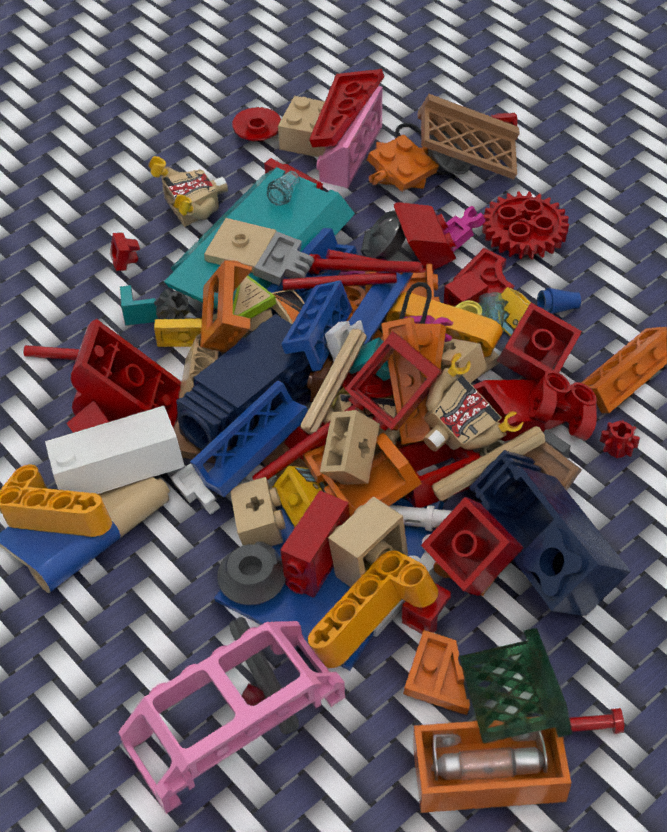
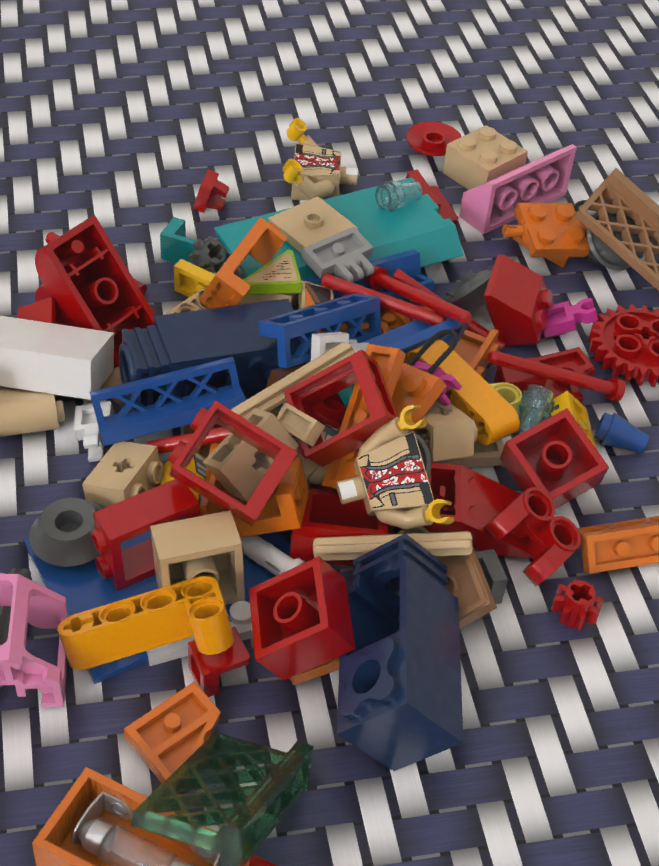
camera: 25 degrees right, 5 degrees down
(342, 105) = (523, 147): red wing -> none
(375, 407) = (300, 424): none -> tan piece
(388, 460) = (248, 432): none -> red window
(529, 269) = (613, 388): none -> red bar

